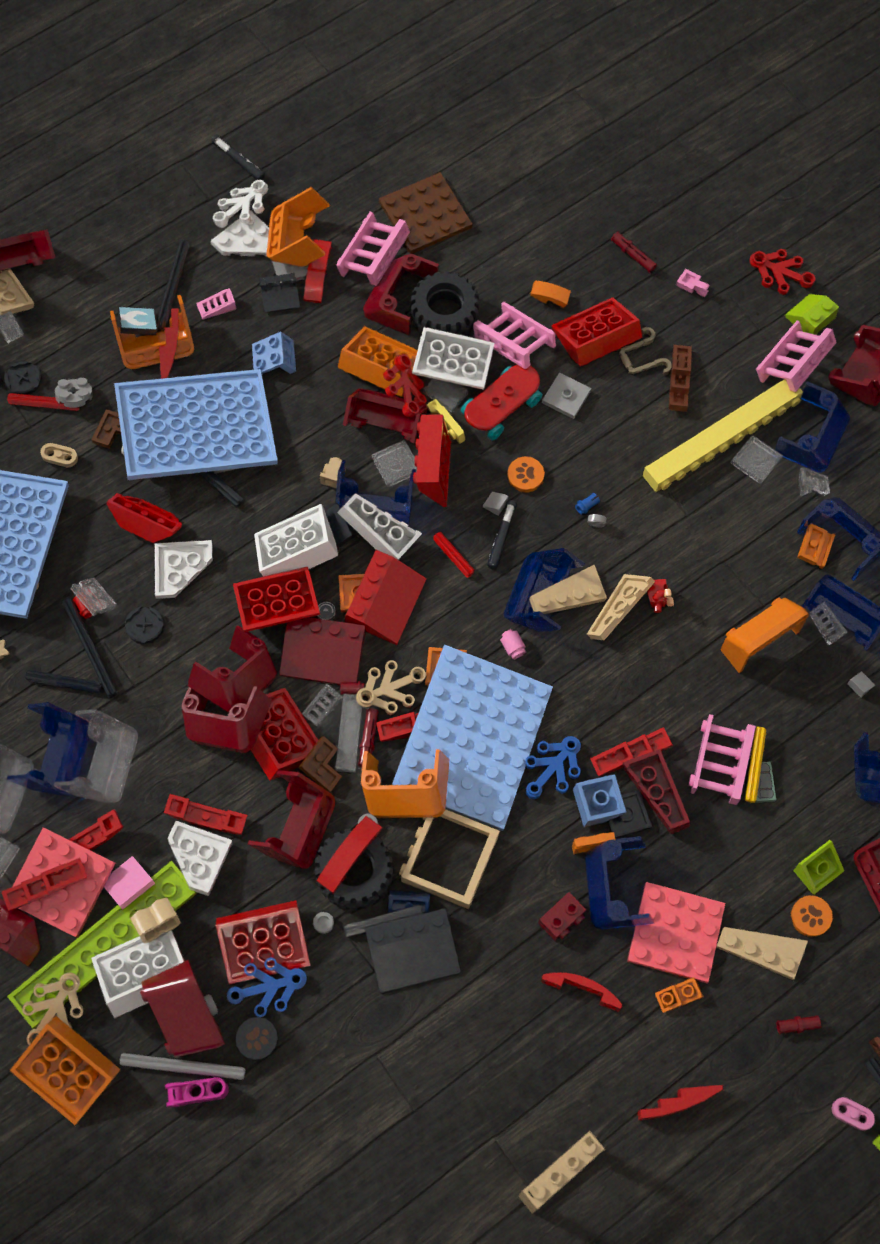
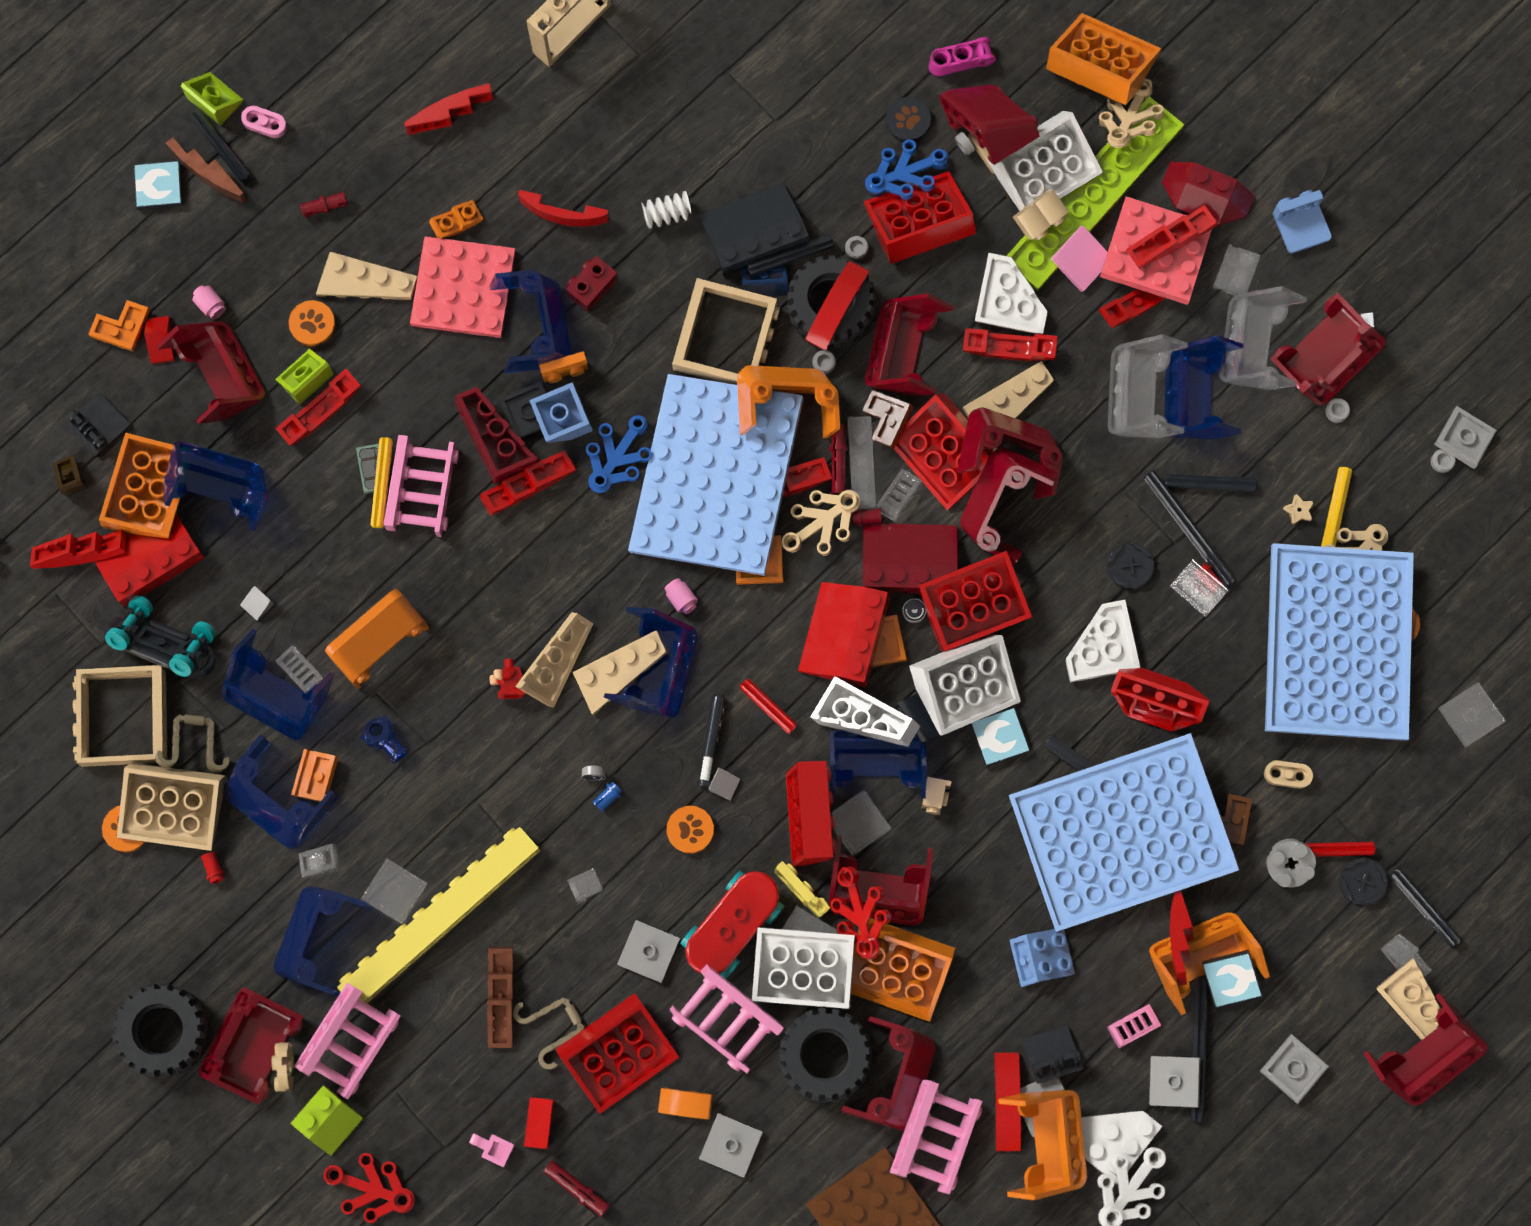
camera: 175 degrees right, 10 degrees up
(107, 264) = (1294, 1068): none -> light grey plate
(182, 1066) = (1002, 81): light grey axle -> none
(195, 265) = (1175, 1081): none -> light grey plate
(214, 772) = (1015, 394): none -> tan wing
(274, 508) = (1000, 737): none -> tile
(488, 975) = (667, 209): none -> white piece
(520, 266) = (730, 1145): none -> light grey plate
(611, 442) = (585, 885): none -> clear panel
(657, 295) = (539, 1123): none -> red slope
(760, 563) = (385, 739): none -> clear blue connector
(808, 836) = (319, 410): none -> red slope
(843, 343) = (283, 1063): none -> tan plate

